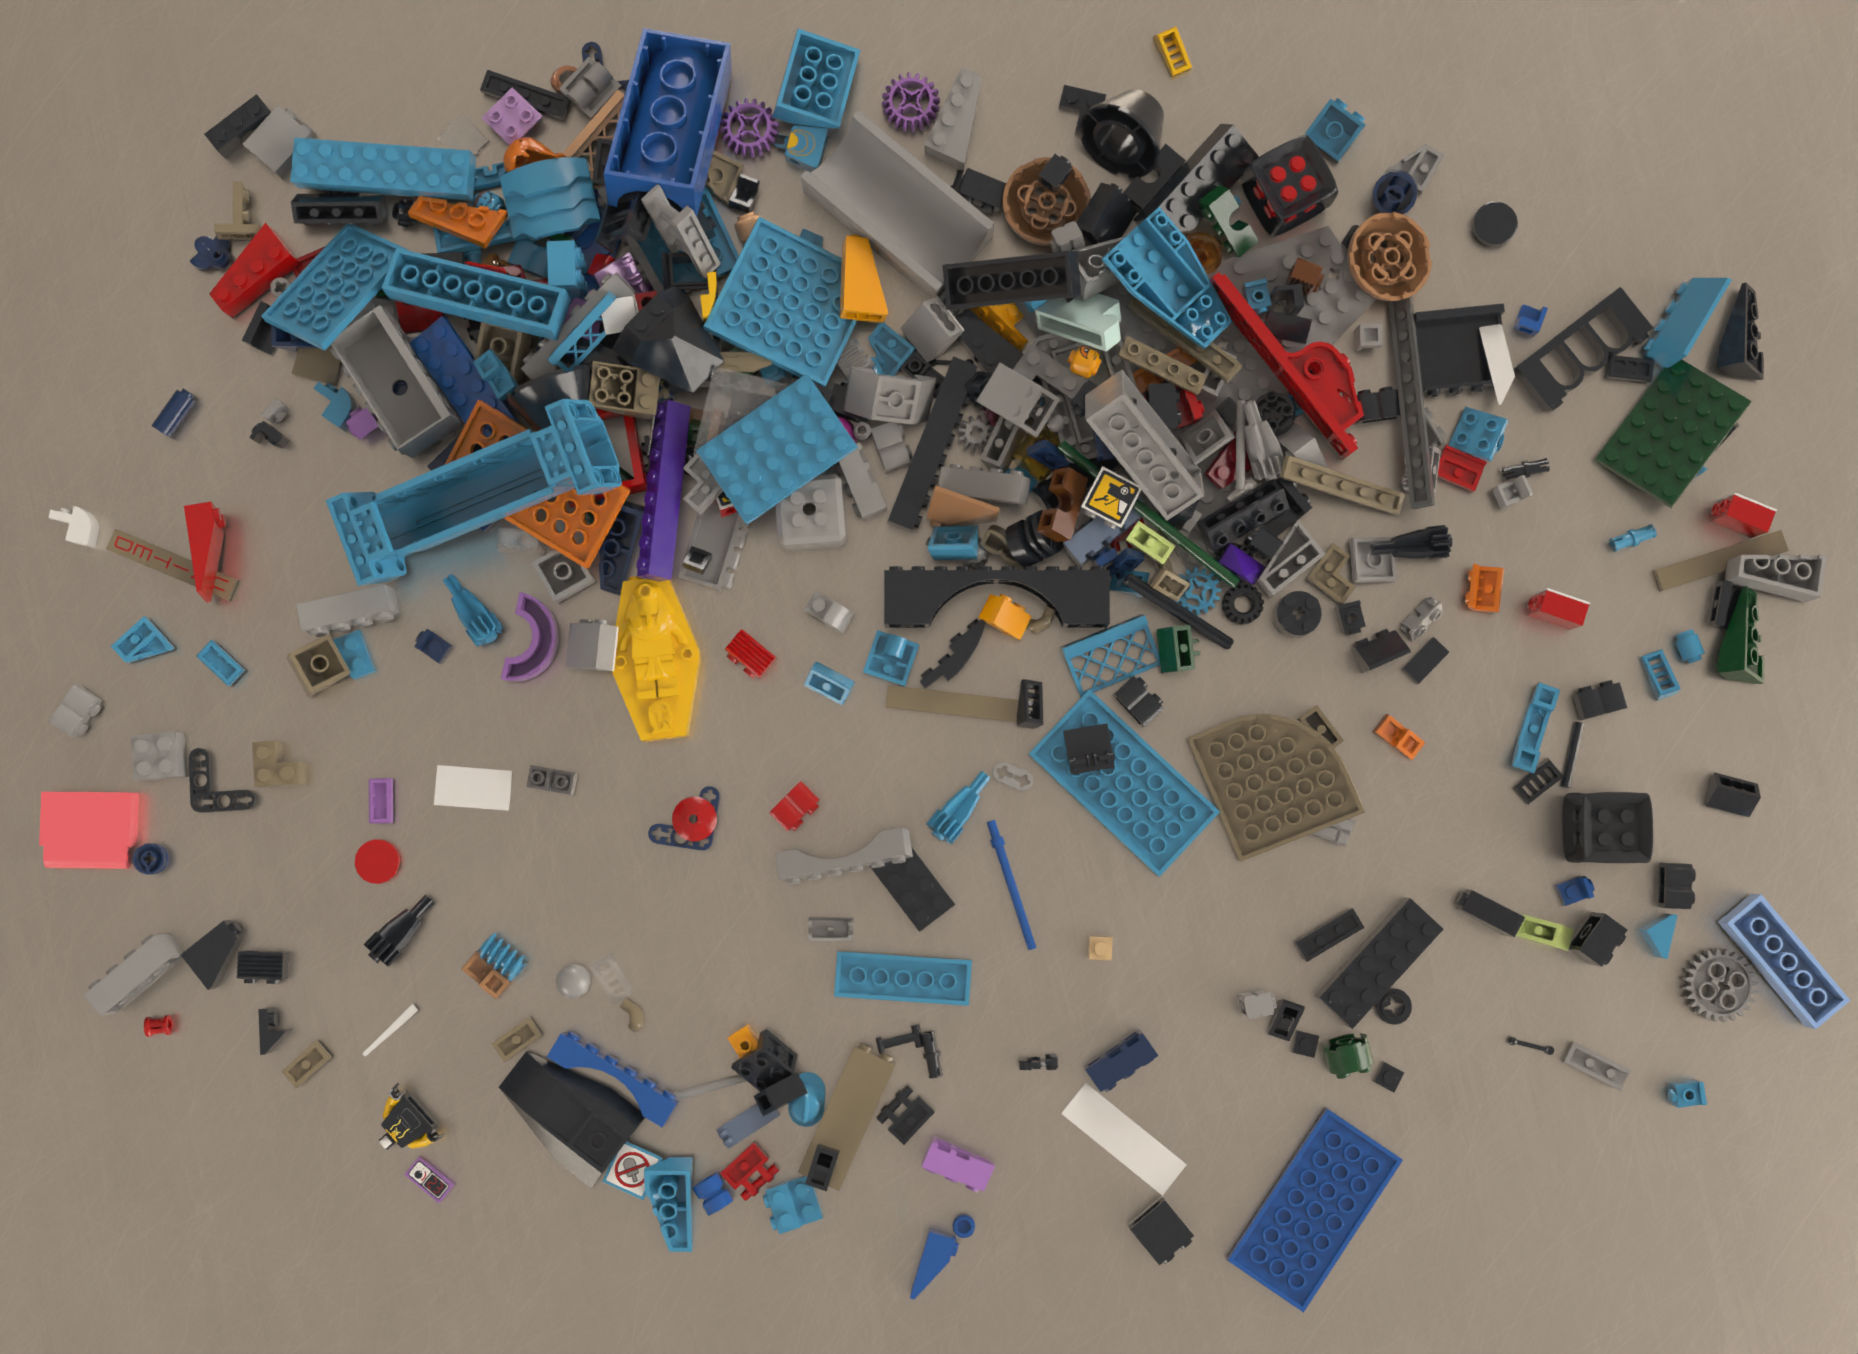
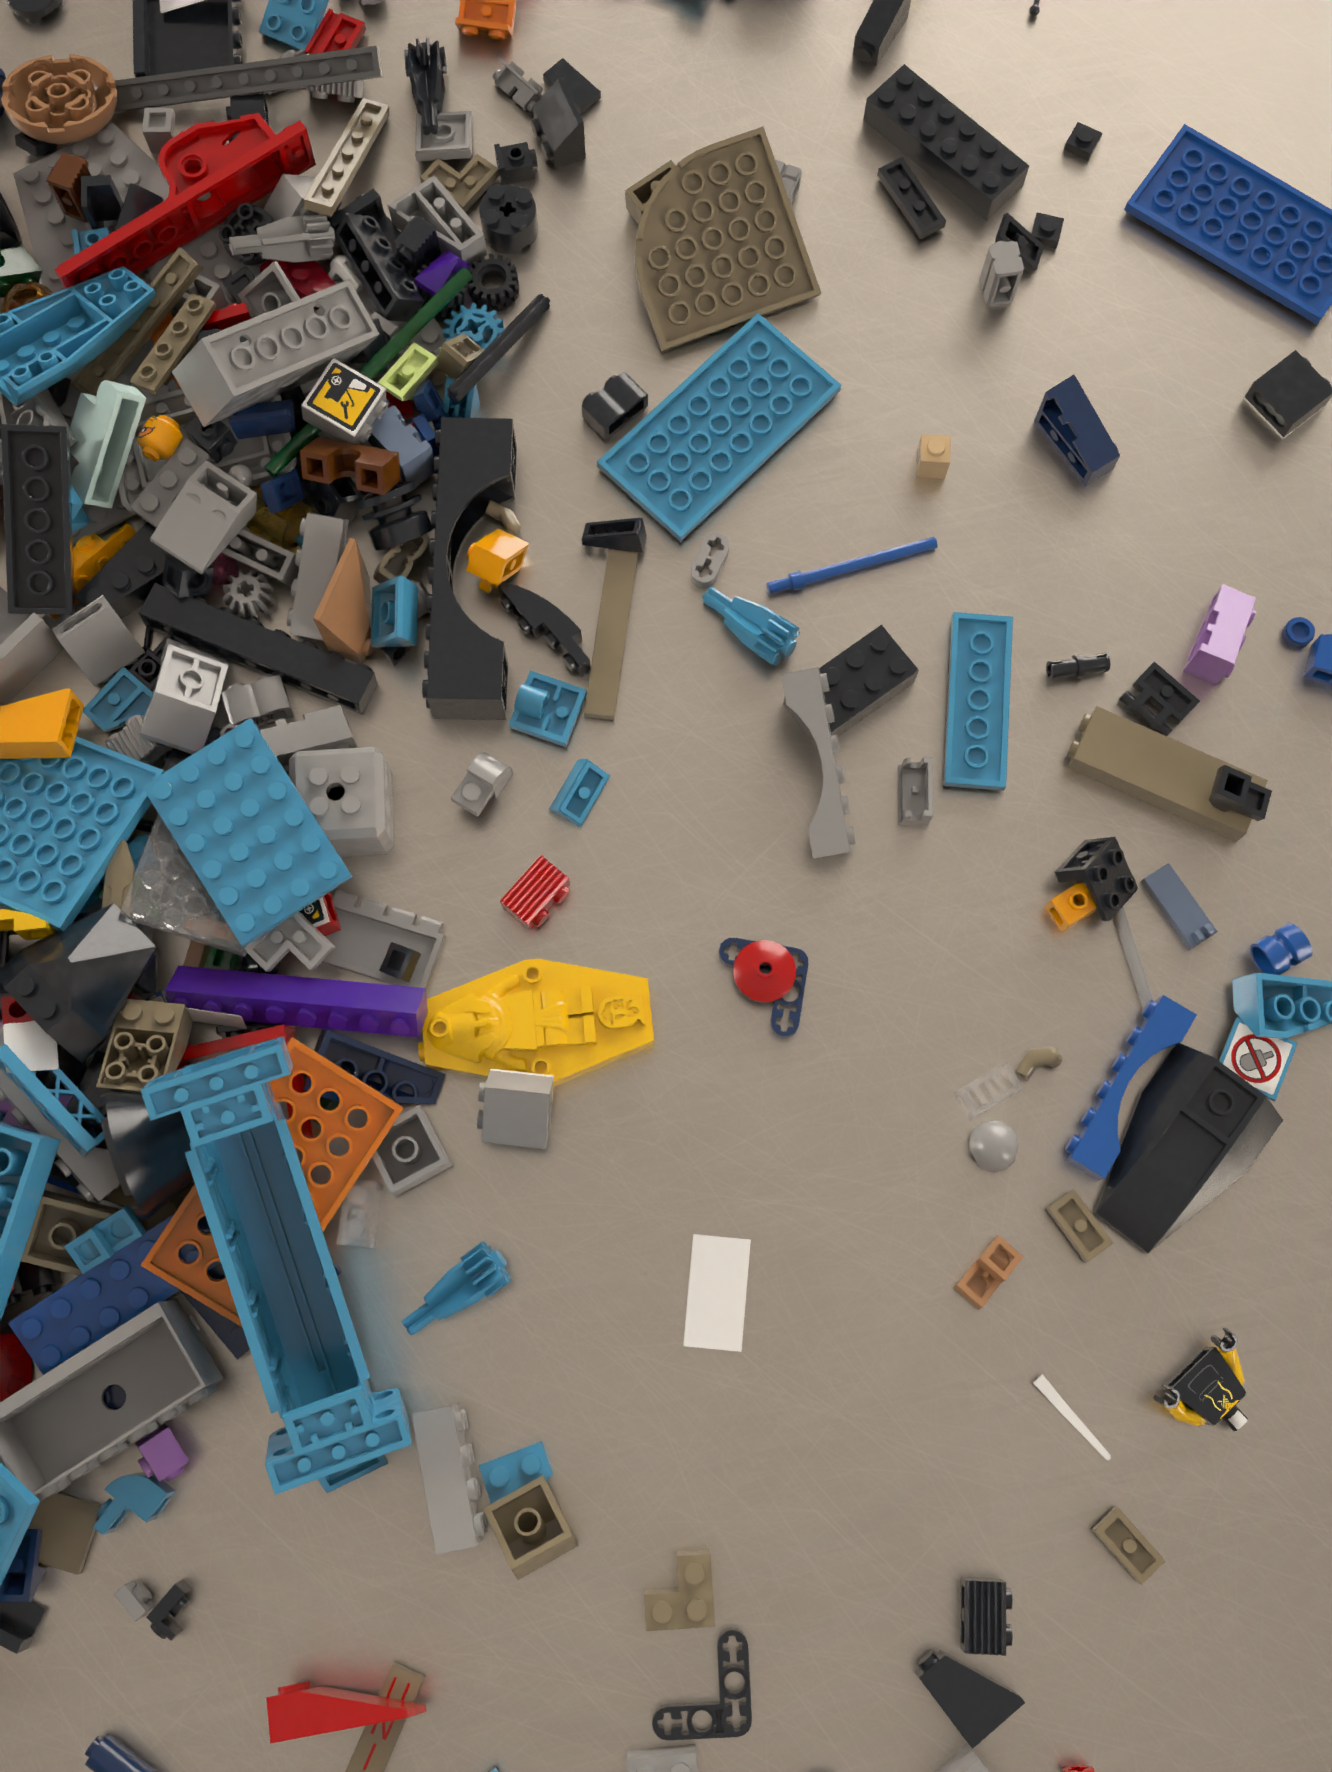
camera: 90 degrees left, 10 degrees down
(220, 663) = (521, 1689): dark azure plate -> none
(268, 1035) = (1089, 1602): black slope -> none
(377, 861) = (825, 1436): red tile -> none
(381, 800) = (735, 1430): medium lavender plate -> none
(397, 933) = (932, 1403): black piece -> none
(429, 1179) = (1285, 1357): tile -> none
(432, 645) = (507, 1350): dark blue bracket -> none
(502, 957) = (961, 1245): dark azure piece -> none
(543, 644) = (508, 1179): medium lavender brick -> none
(552, 780) = (707, 1174): flat silver slope -> none
(744, 1166) = (1240, 909): red plate -> none
(780, 1094) = (1143, 853): black slope -> none
(792, 1204) = (1286, 848): dark azure plate -> none
(795, 806) = (748, 835): red brick -> none
(810, 1107) = (1144, 829): dark azure piece -> none
(903, 1039) = (1055, 689): black piece -> none
(1030, 1063) = (1083, 540): black piece -> none
(1089, 749) = (676, 460): black hinge -> none
(1106, 636) = (528, 439): dark azure fence -> none
(1124, 1139) = (1173, 441): white sticker -> none
(1176, 649) = (548, 356): dark green brick -> none
(1240, 445) = (288, 266): light grey piece -> none
(1348, 1055) = (1060, 174): dark green brick -> none
(1399, 737) = (667, 116): orange slope -> none
(1402, 1012) = (1003, 124): black gear -> none

